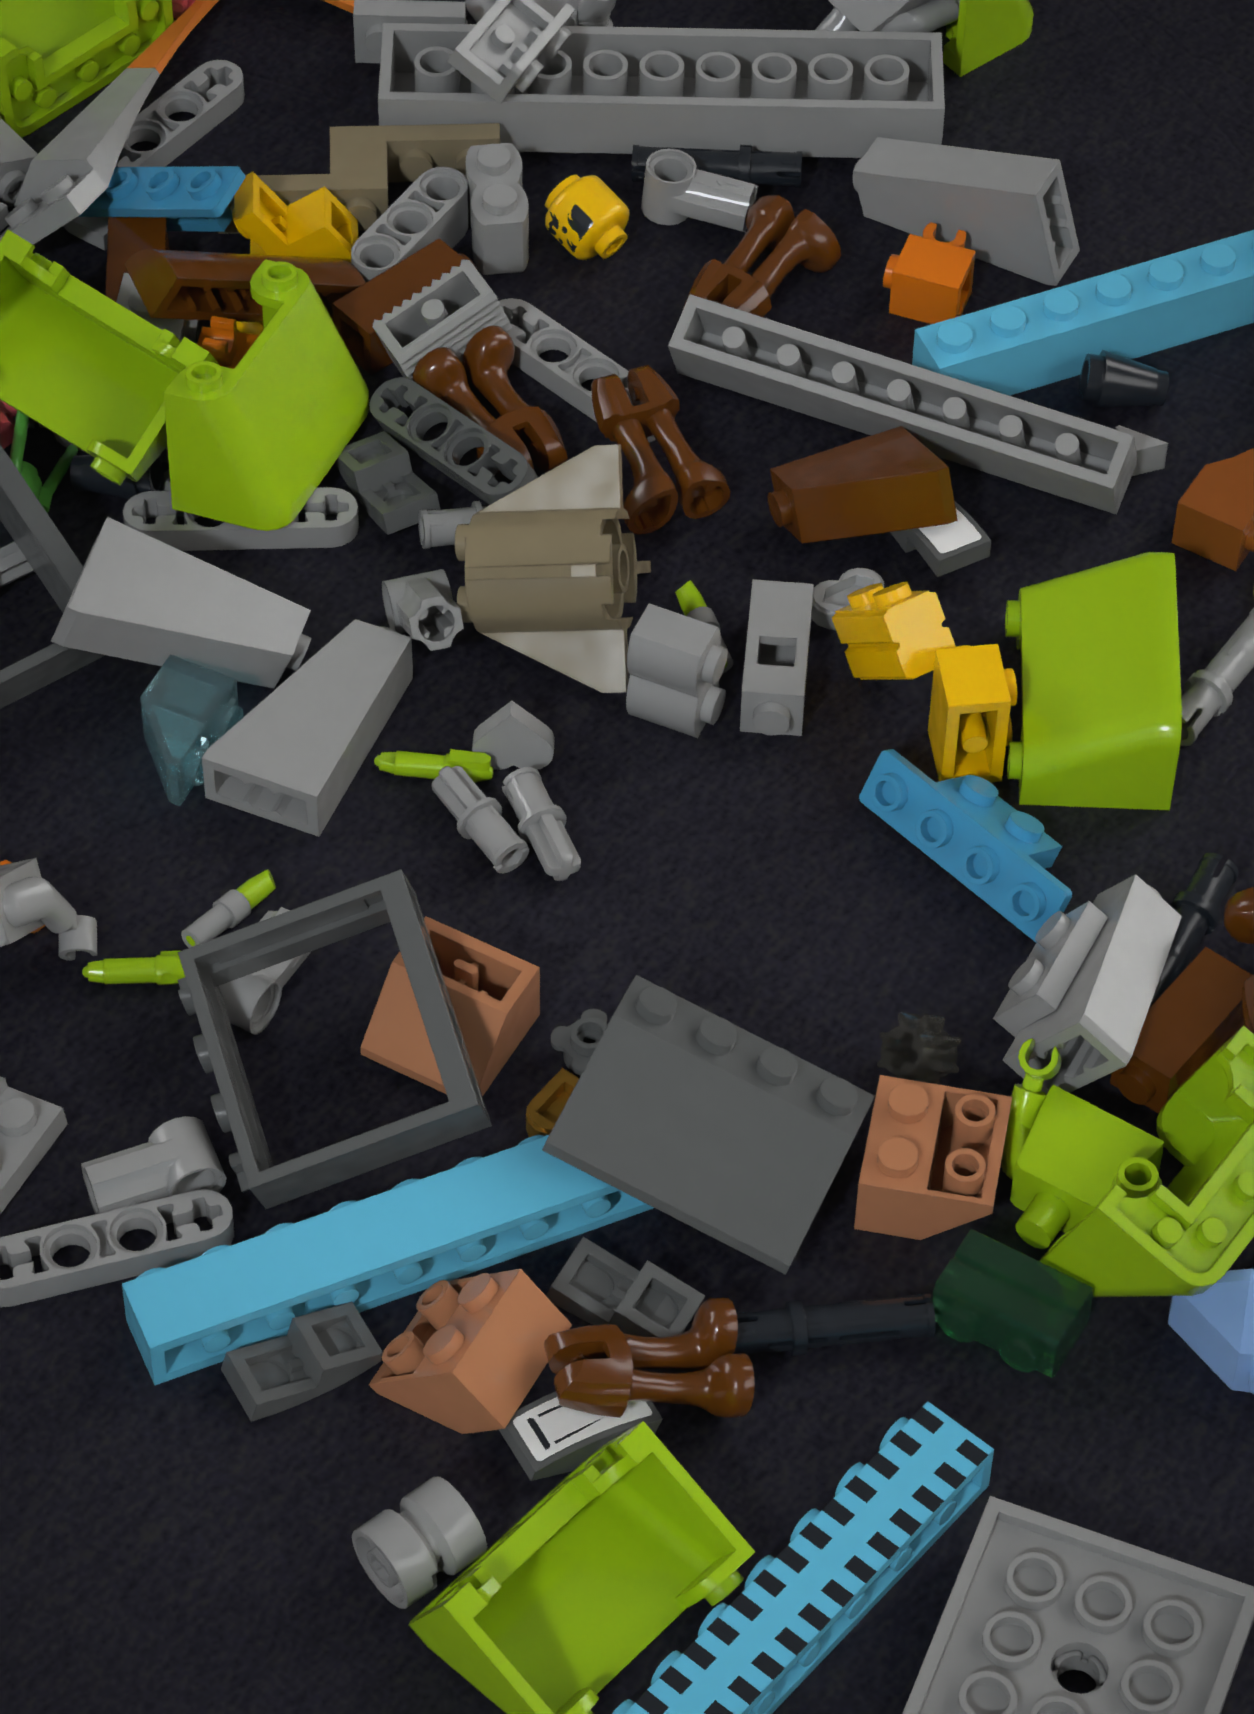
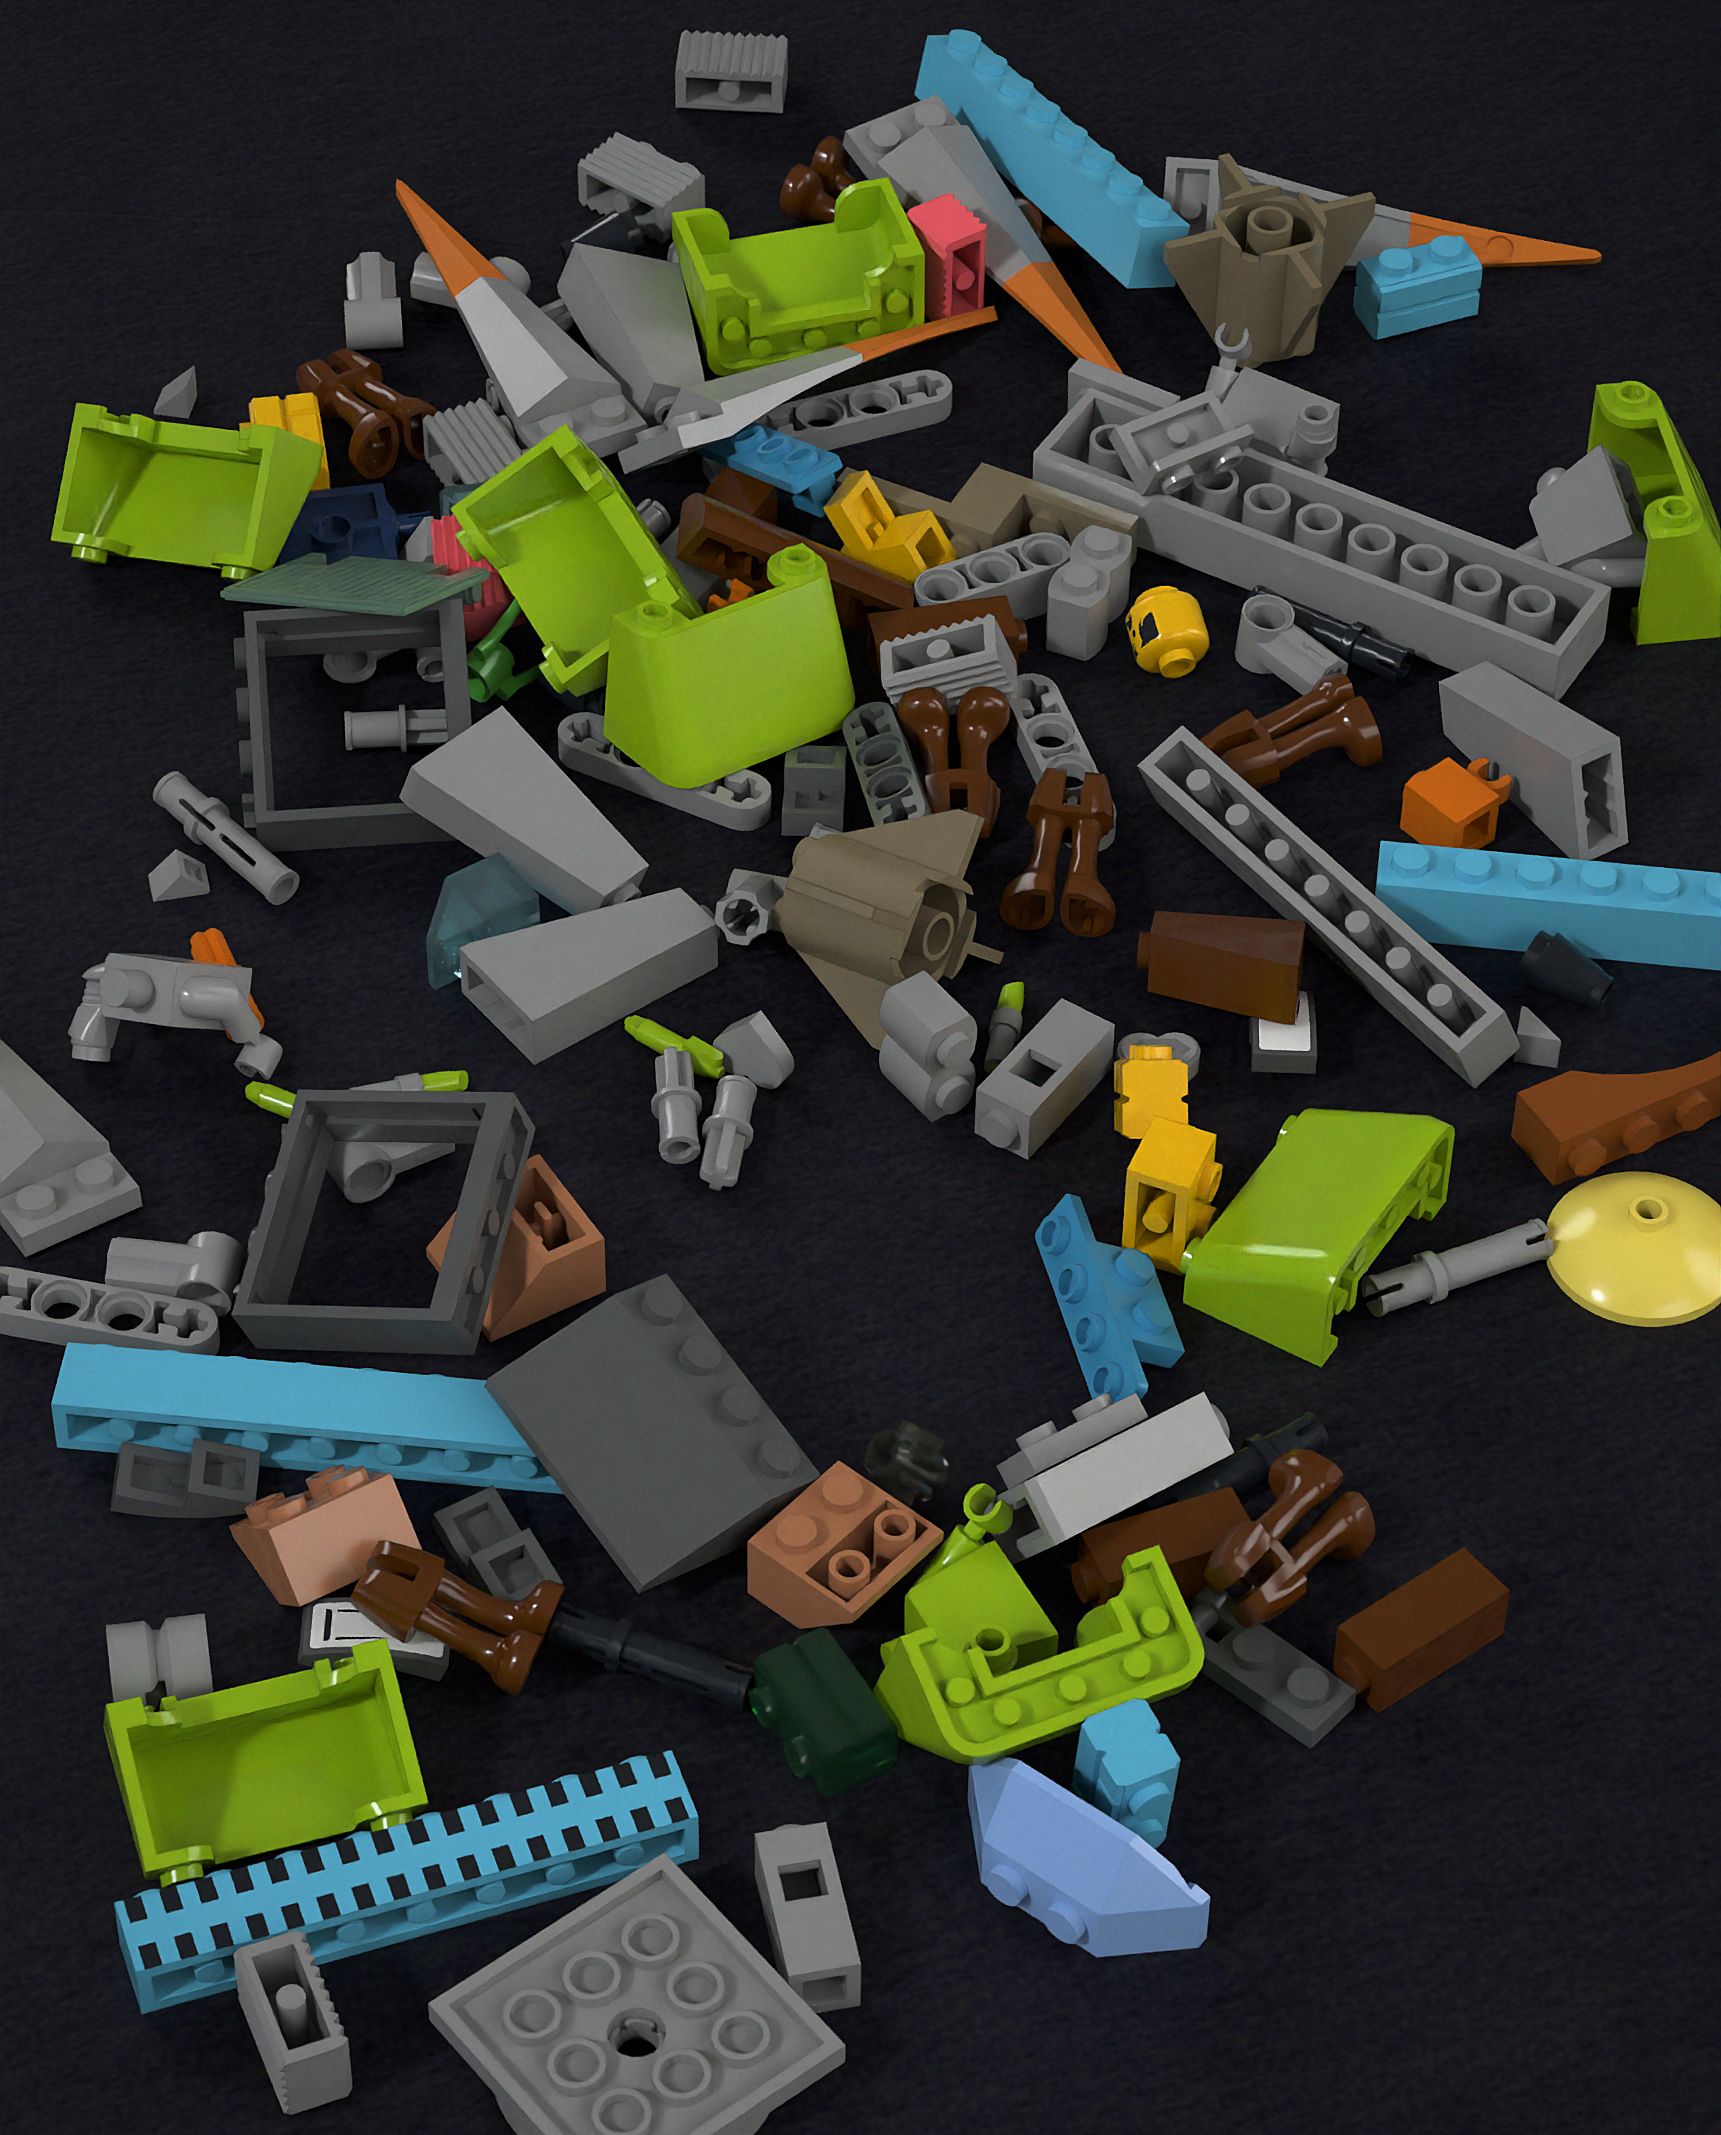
camera: 30 degrees right, 5 degrees down
(1130, 1487) = (808, 1915): none -> light grey brick

